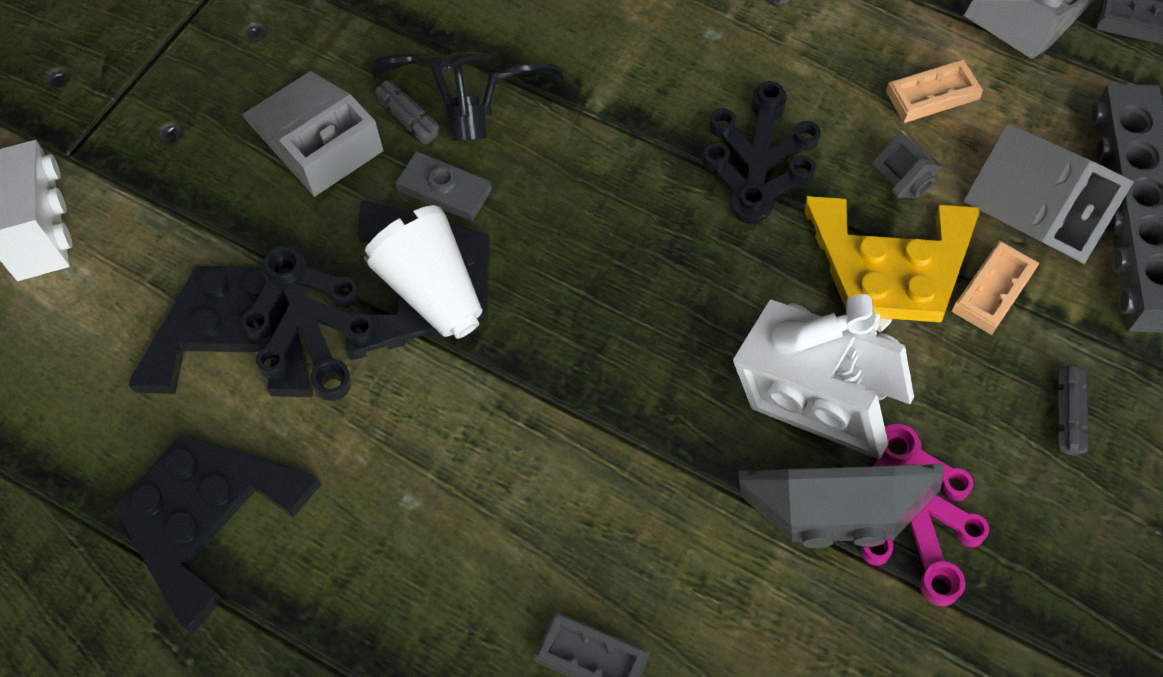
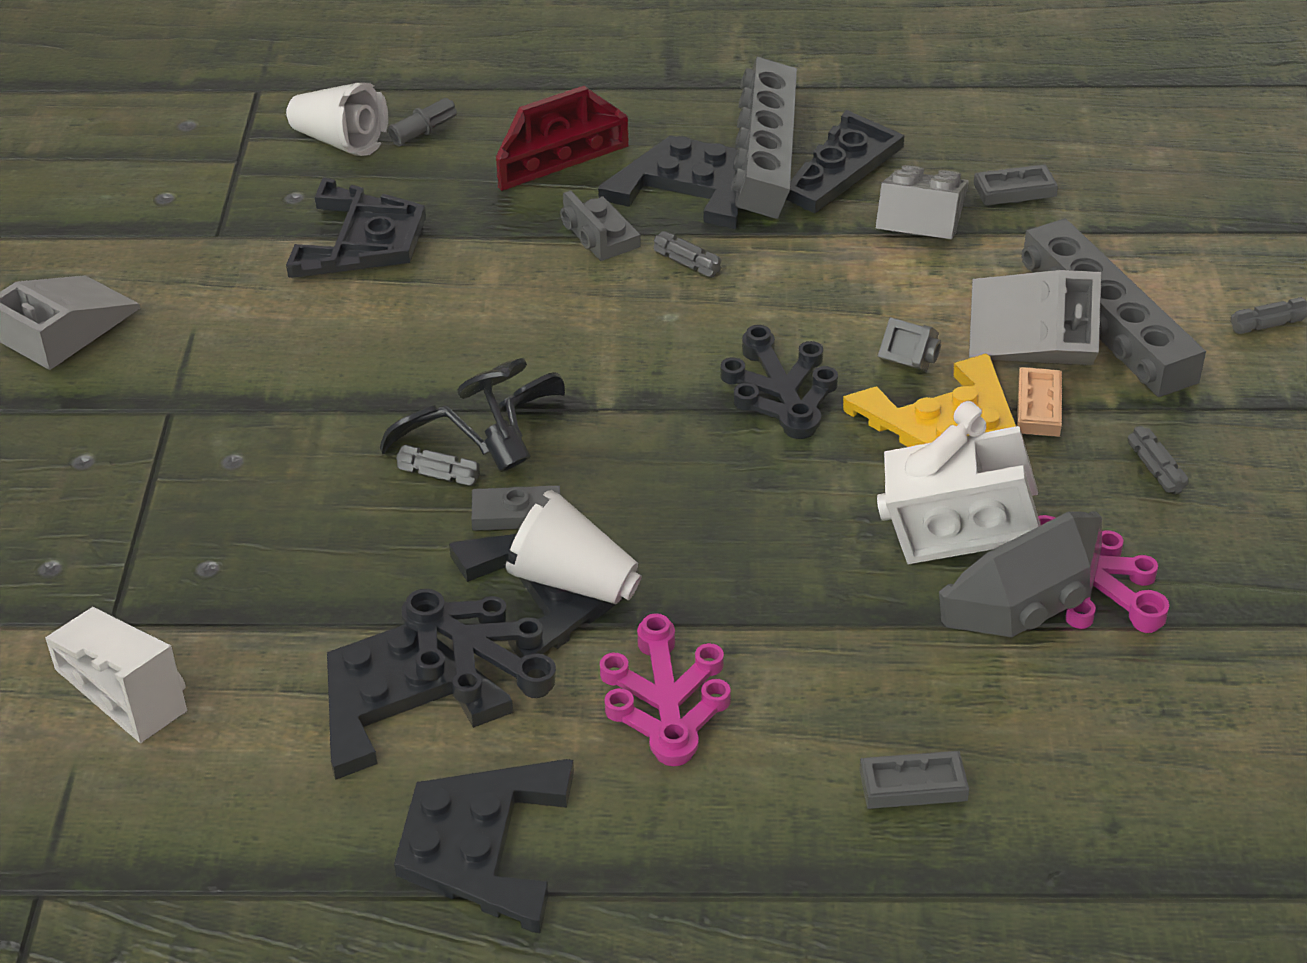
camera: 30 degrees left, 20 degrees down
(316, 131) = (366, 504): light grey slope -> none
(440, 447) = (671, 738): none -> dark pink plant
(934, 91) = (890, 288): light nougat plate -> none

